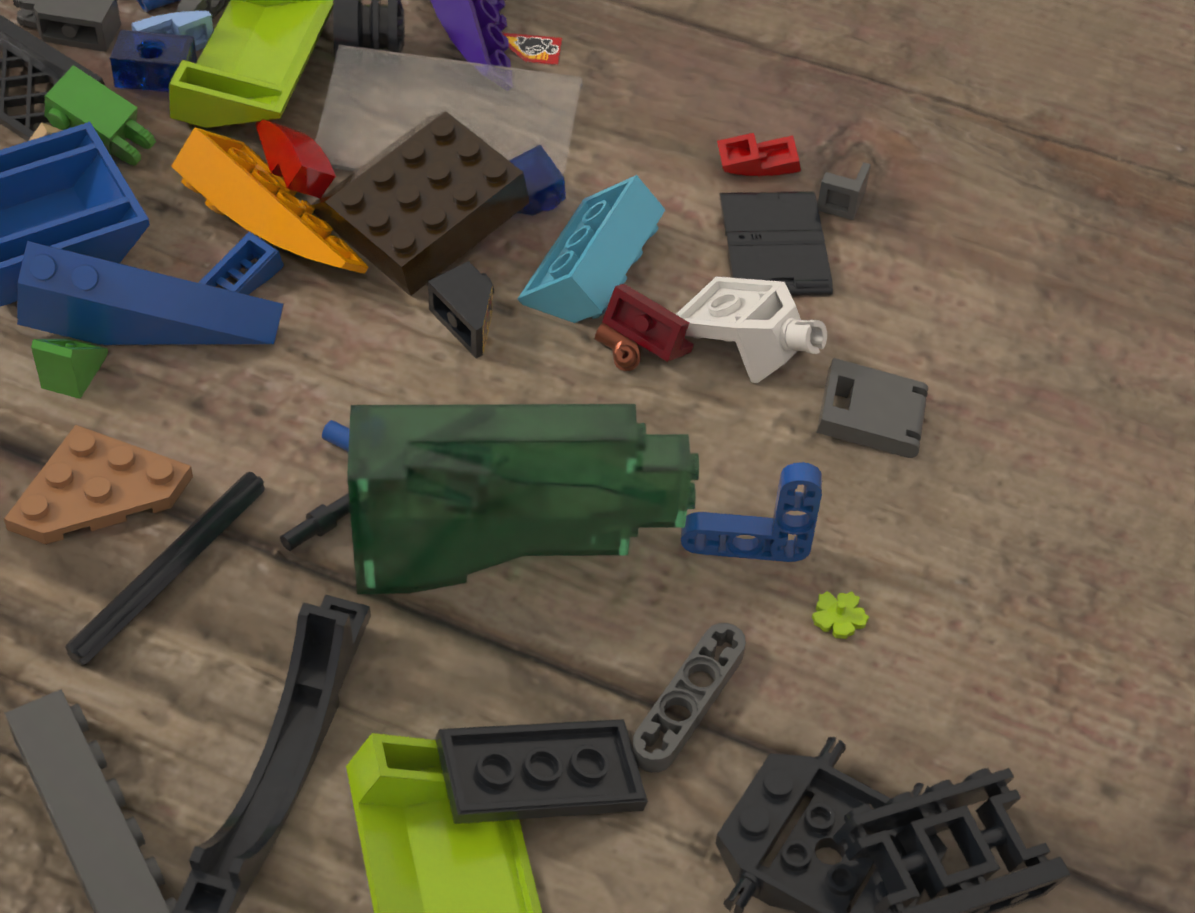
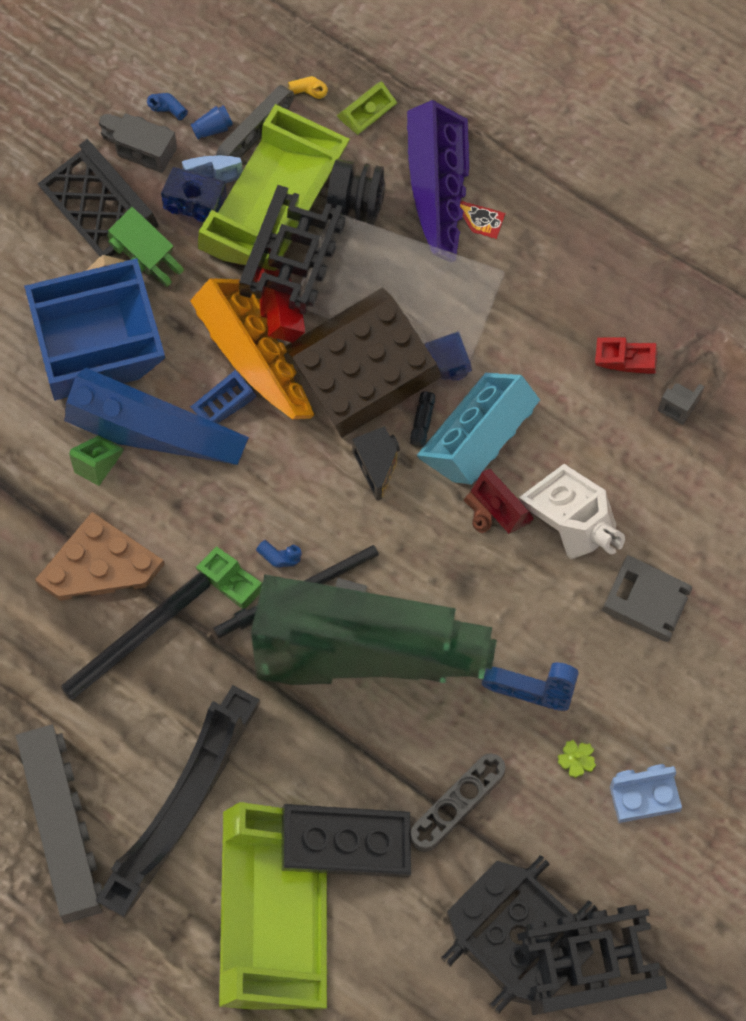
camera: 15 degrees right, 15 degrees up
(291, 476) = (229, 578): none -> bright green slope
(306, 60) = (271, 243): none -> black fence
(515, 257) = (422, 419): none -> black axle
(777, 240) = (618, 437): black piece -> none
(948, 637) = (645, 793): none -> light blue bracket

